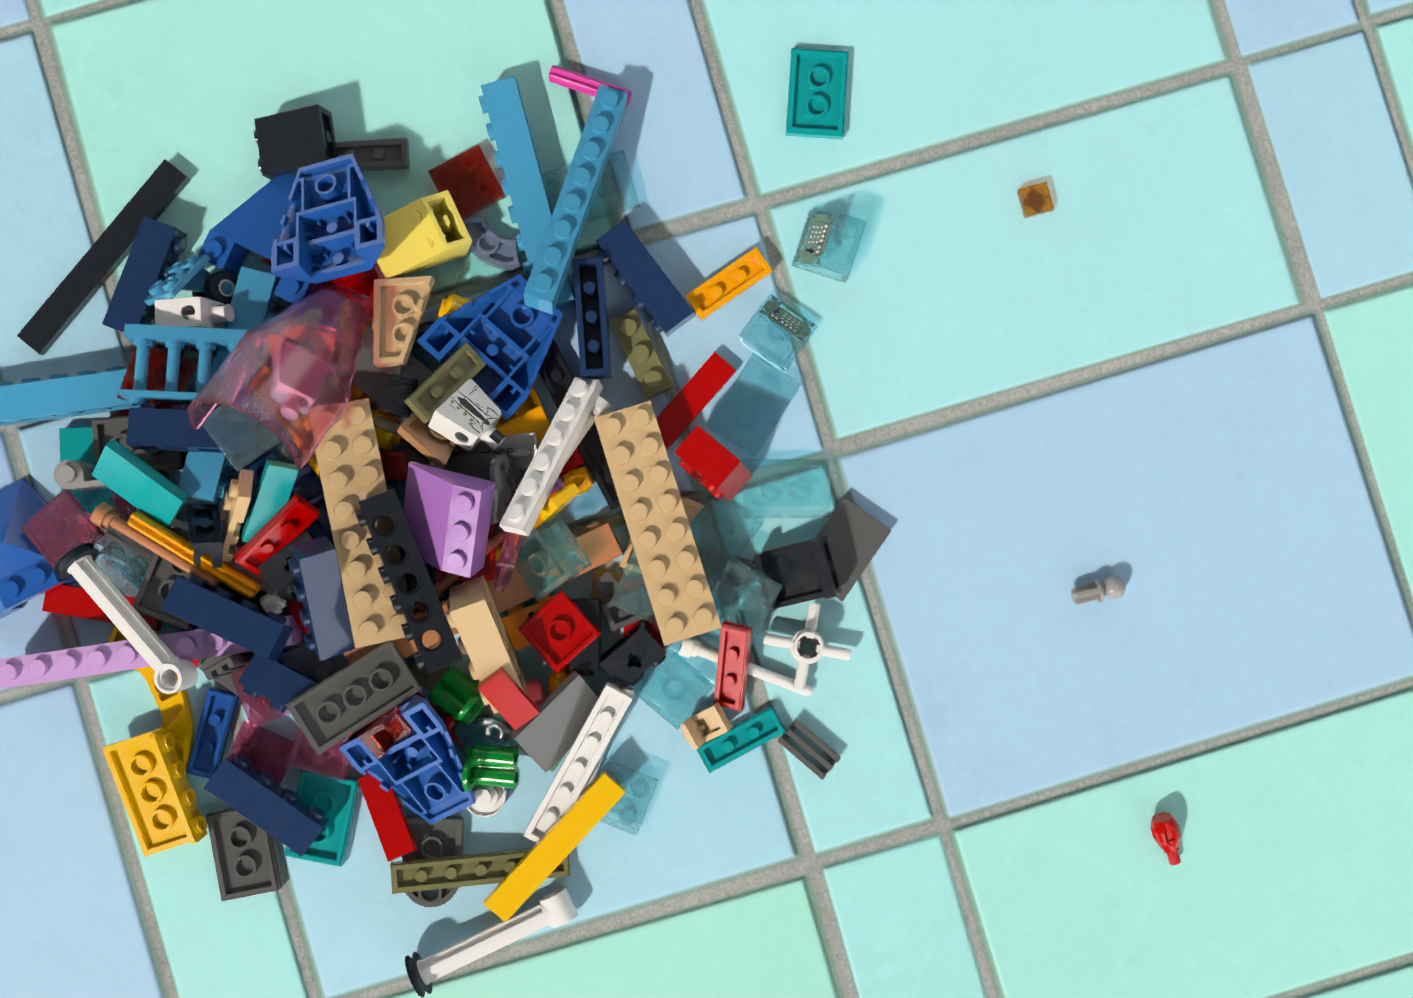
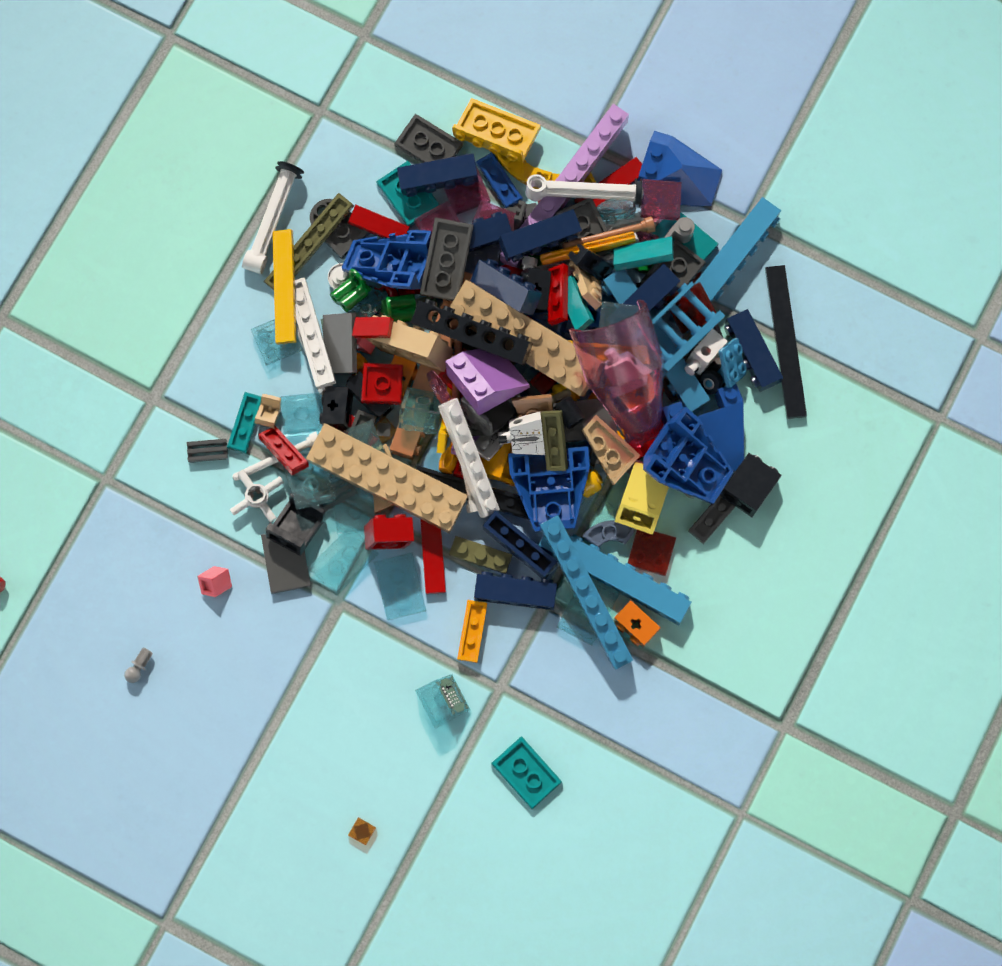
camera: 135 degrees right, 10 degrees down
(384, 731) = (417, 257): clear red panel -> none
(556, 107) = (634, 614): none -> orange brick
(580, 82) = (643, 660): dark pink axle -> none
(777, 332) = (423, 632): clear light blue slope -> none
(937, 599) = (214, 581): none -> coral panel

